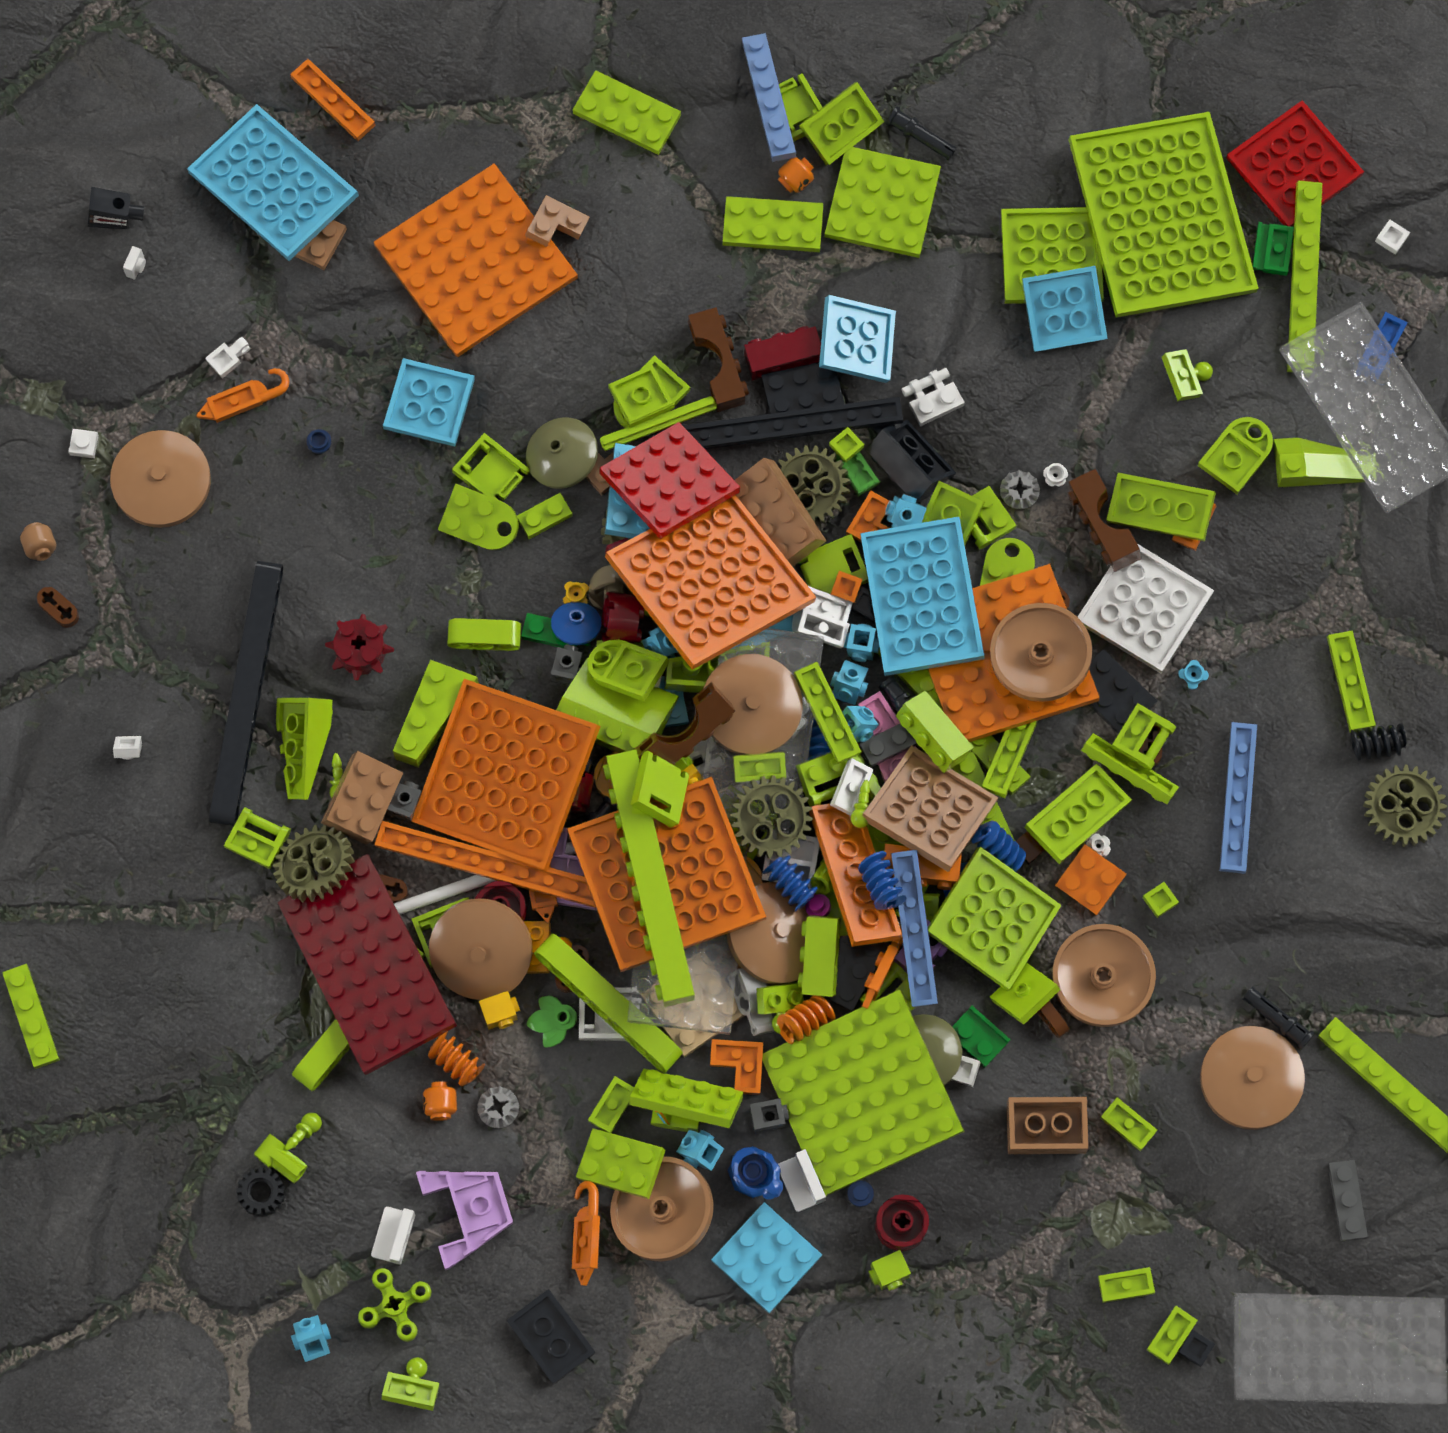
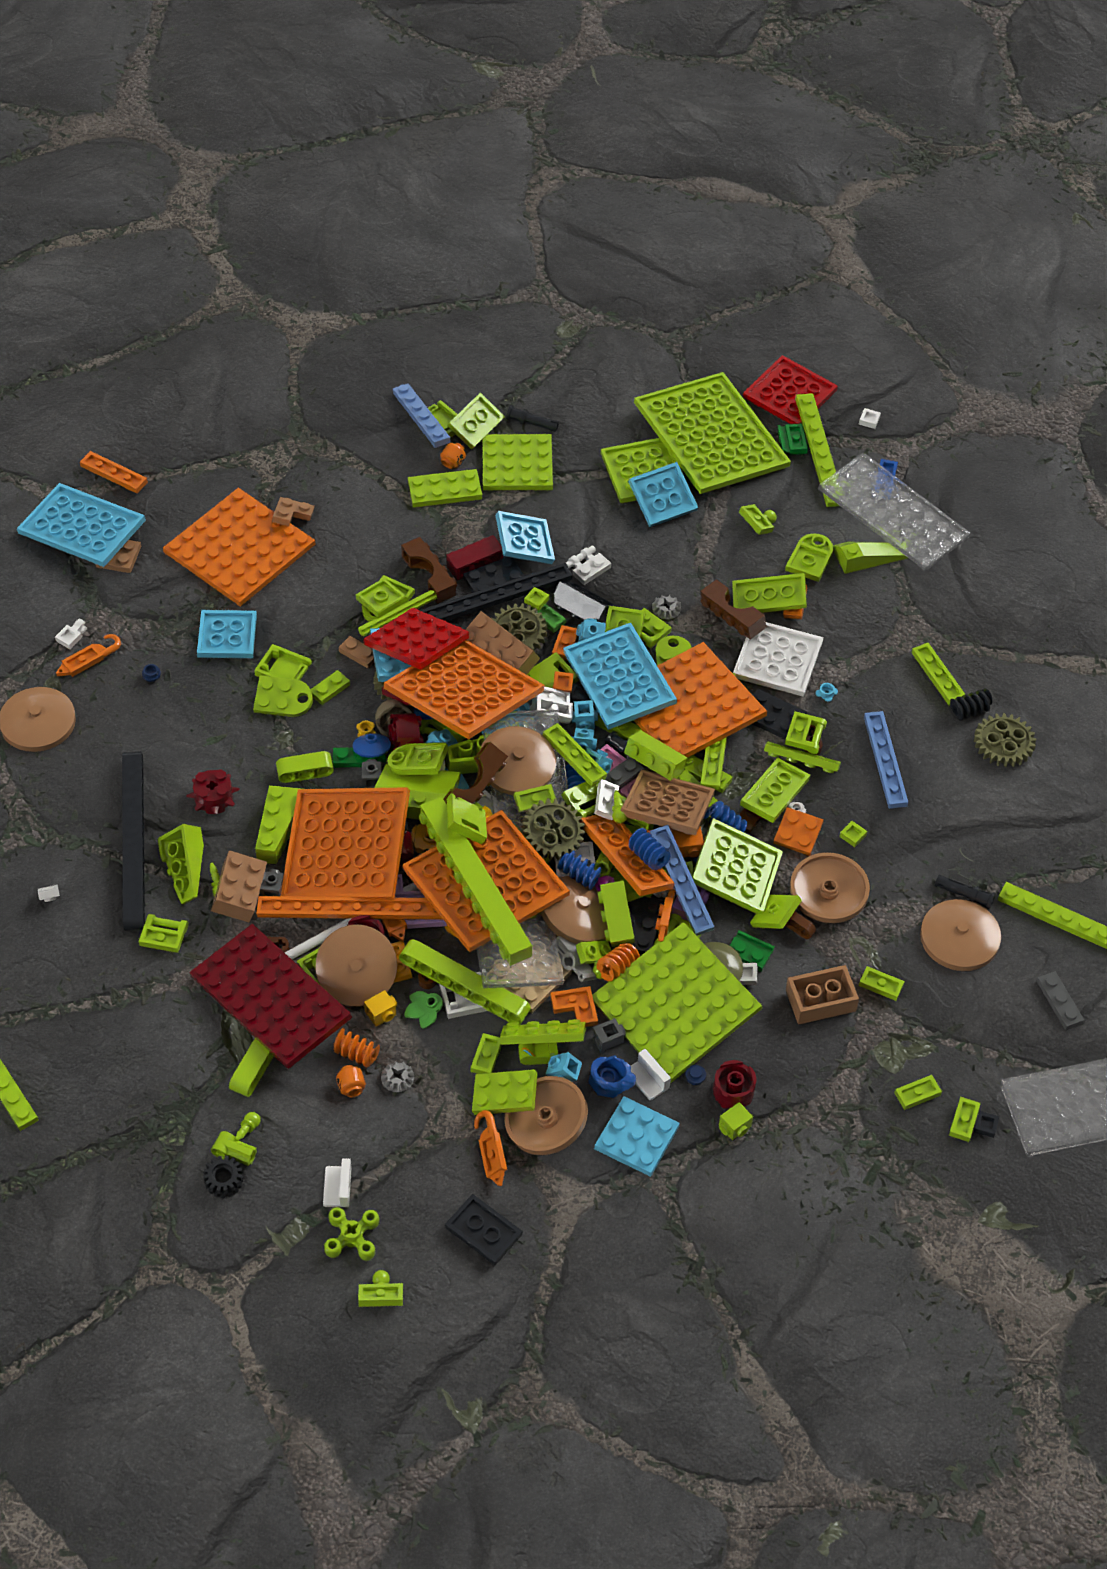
camera: 15 degrees left, 20 degrees down
(311, 1338) = (289, 1271): medium azure brick -> none
(331, 860) = (198, 944): olive gear -> none
(479, 1207) = (400, 1147): lavender wing -> none
(569, 462) = (332, 645): olive dish -> none
(626, 112) = (324, 444): lime plate -> none
(1041, 652) = (717, 686): medium nougat dish -> none
(1058, 469) = (688, 593): white plate -> none

